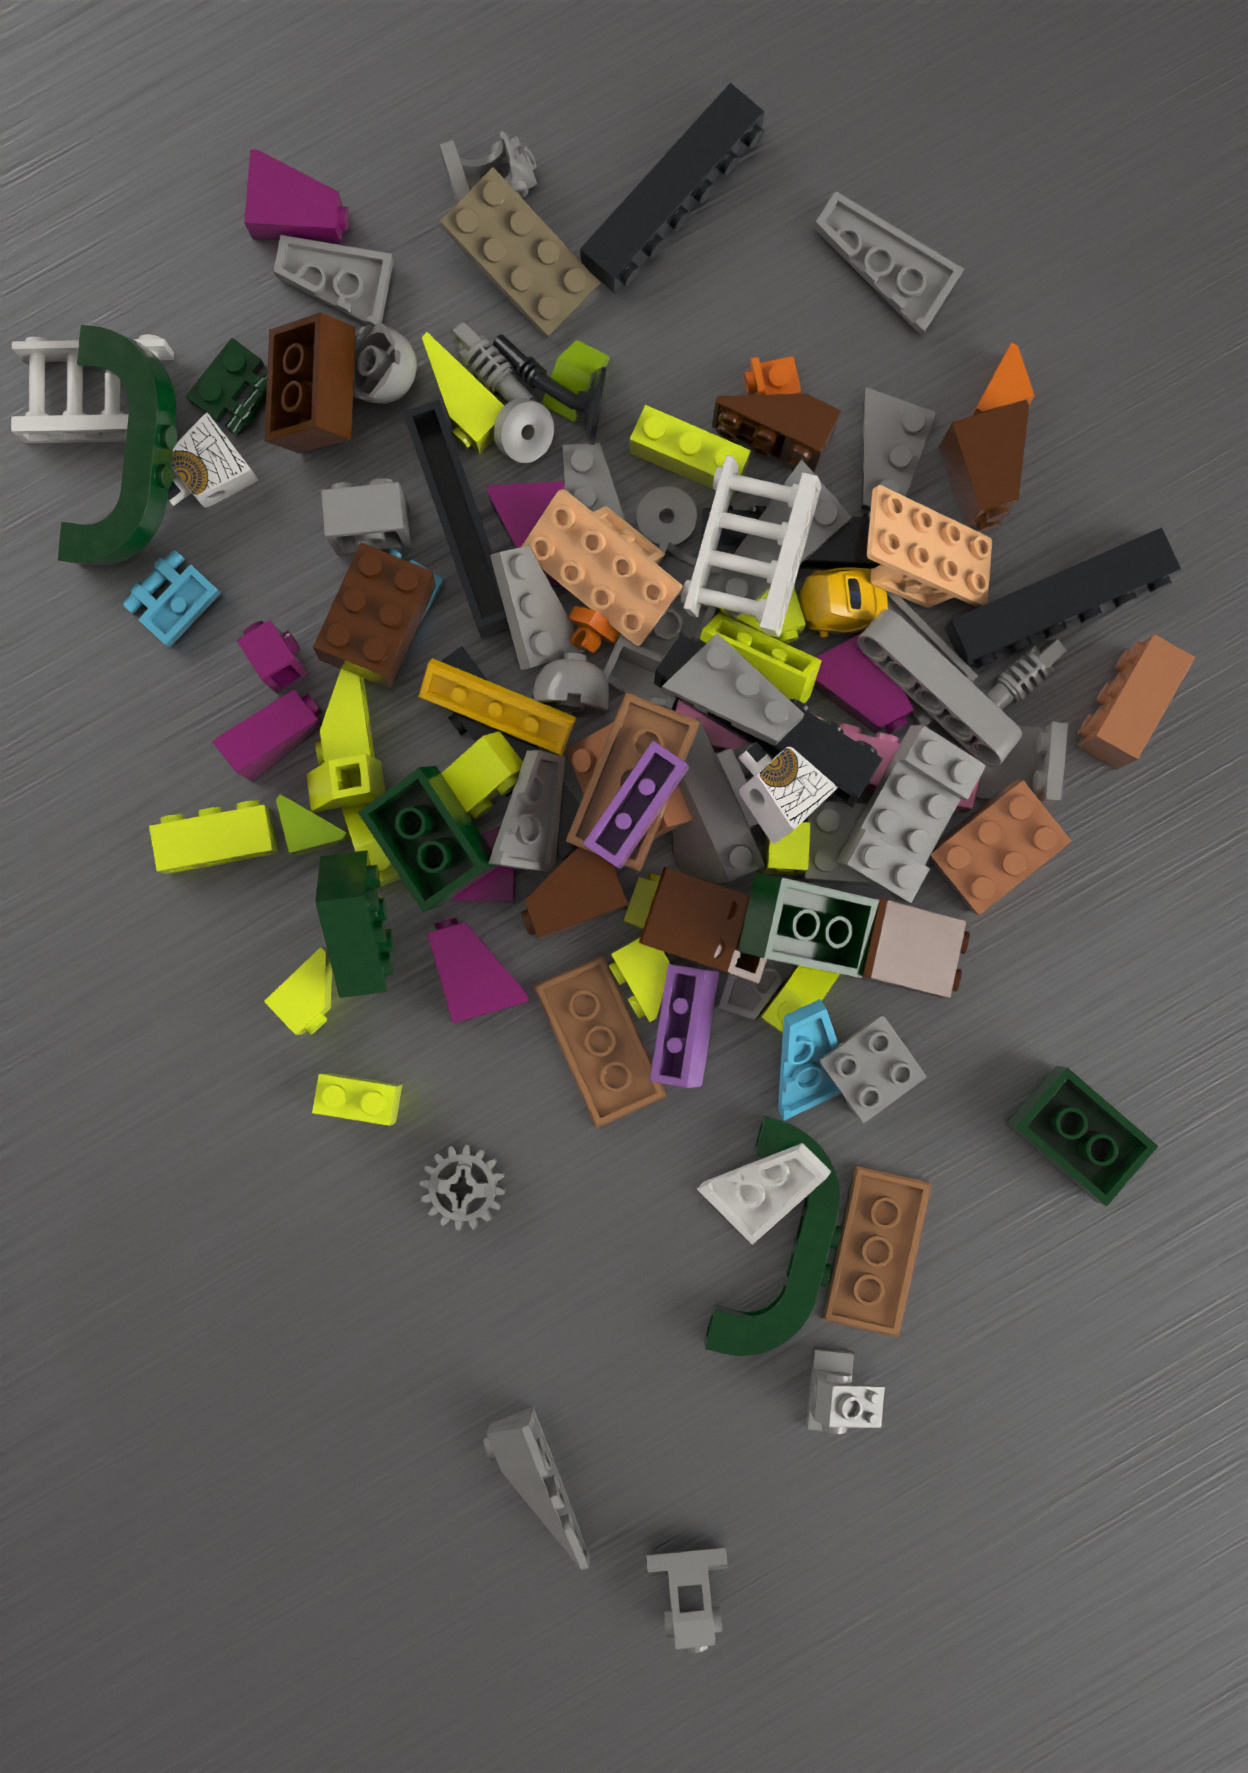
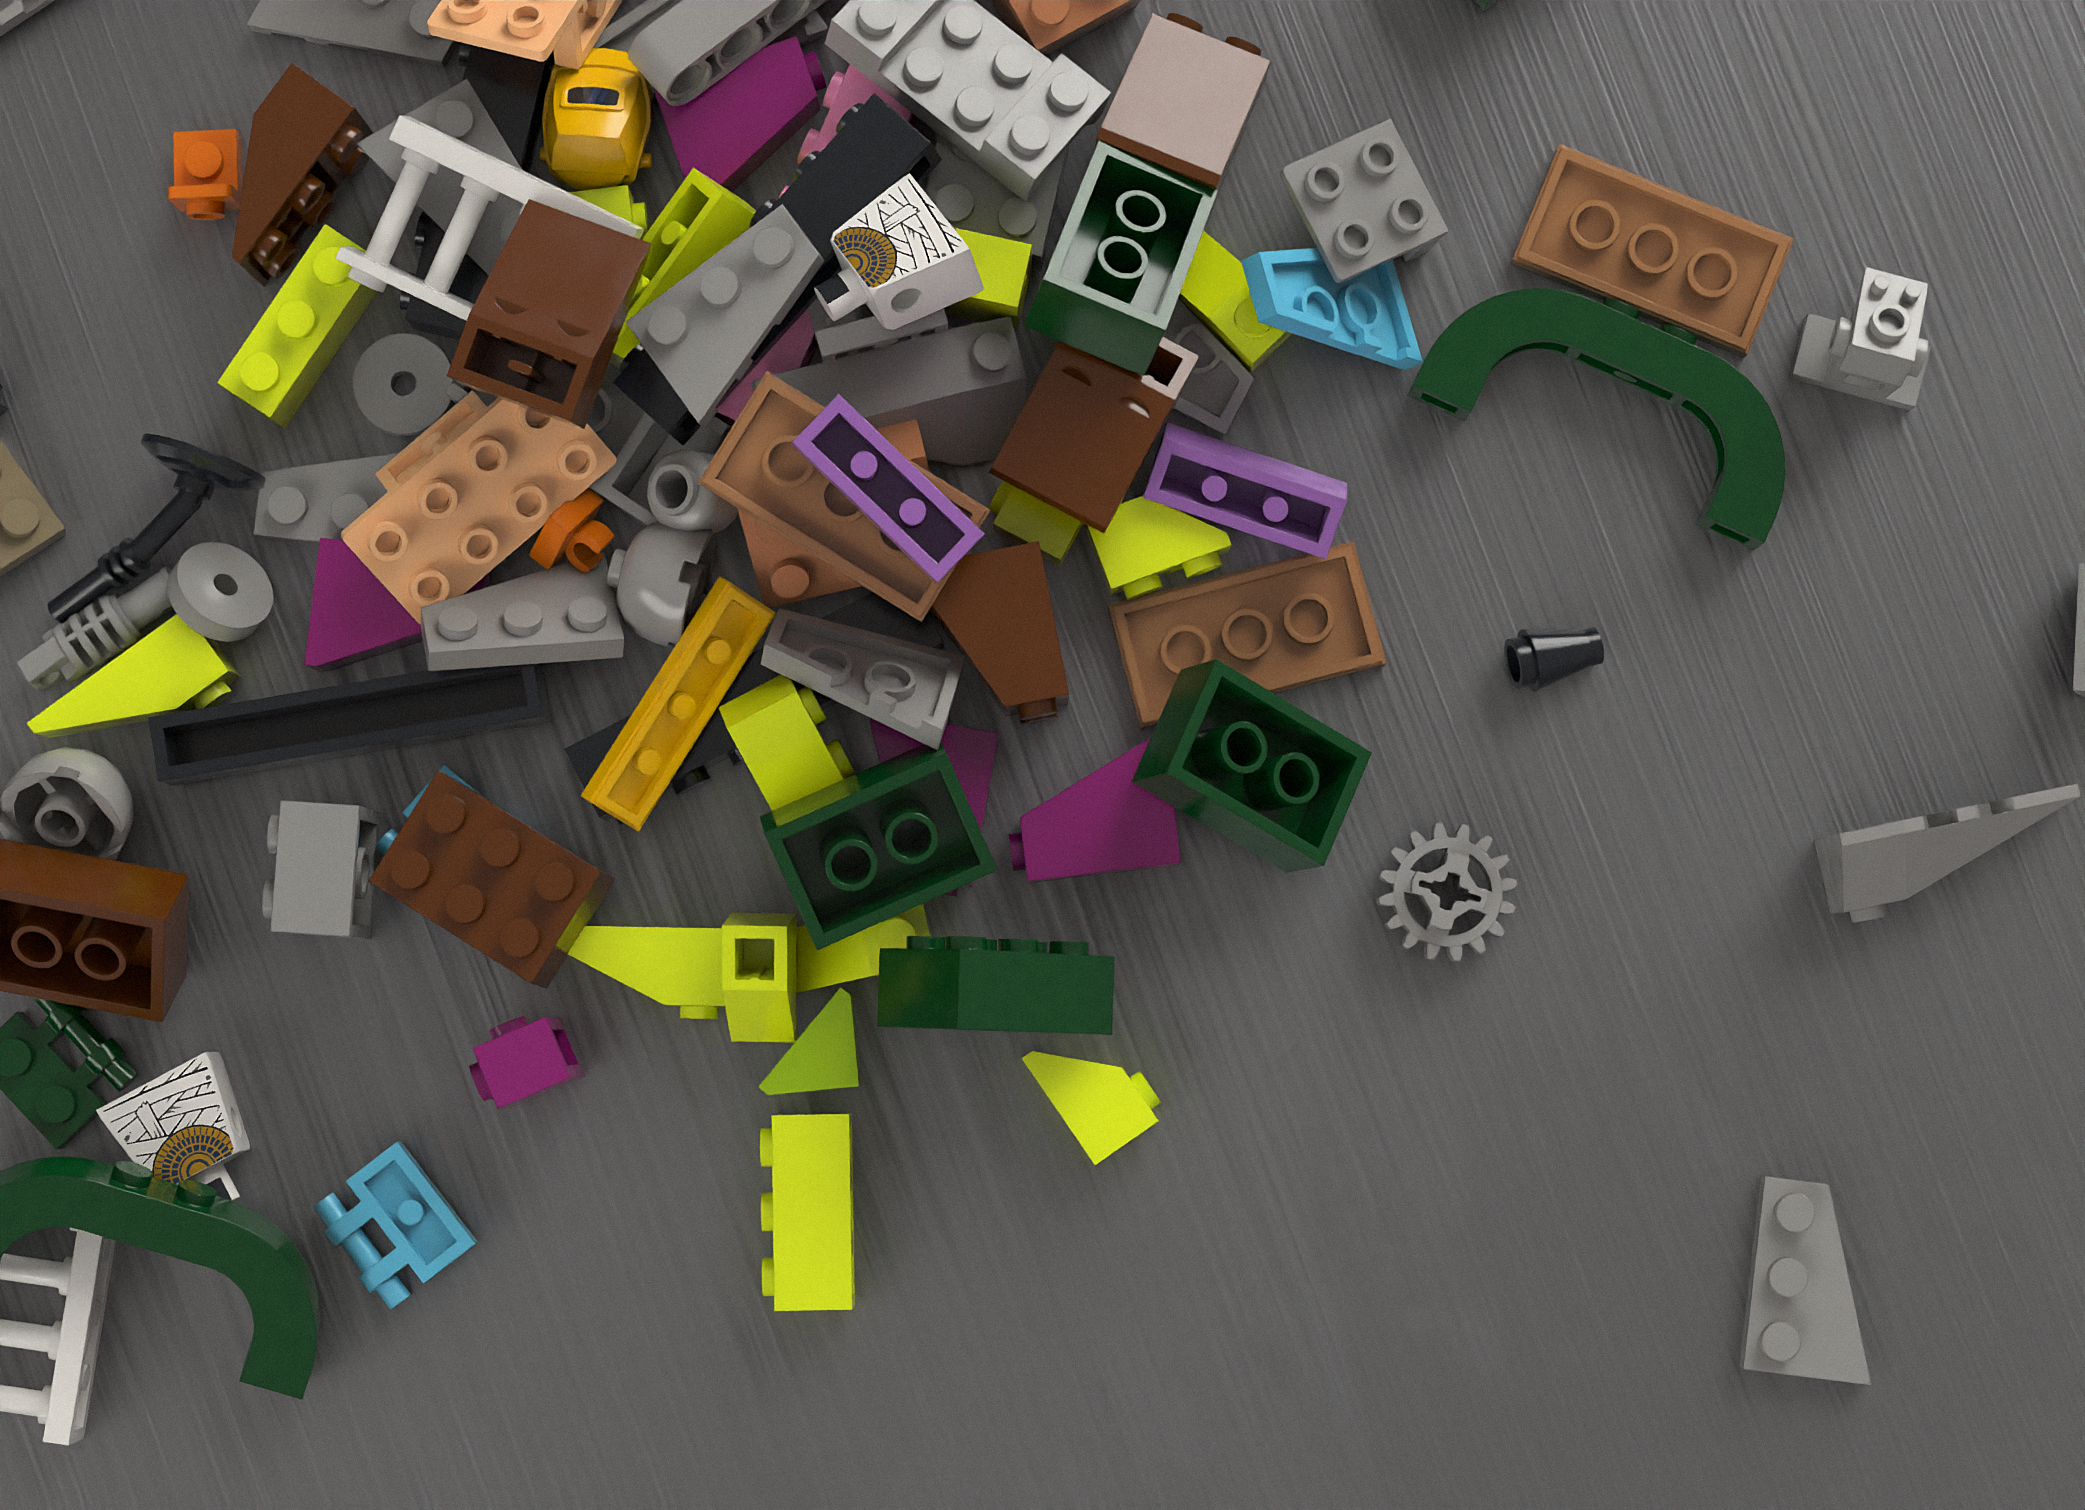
camera: 85 degrees left, 0 degrees up
(258, 1439) = (1799, 1288): none -> light grey wing
(269, 734) = (655, 1087): magenta slope -> none
(357, 1098) = (1277, 1039): neon yellow brick -> none
(515, 1056) = (1252, 766): none -> dark green brick
(575, 371) = (138, 490): lime slope -> none
(616, 1226) = (1548, 655): none -> black cone
(619, 682) = (680, 500): none -> light grey head
(711, 585) = (550, 314): none -> reddish brown slope
(765, 1190) = (1528, 406): white wing -> none

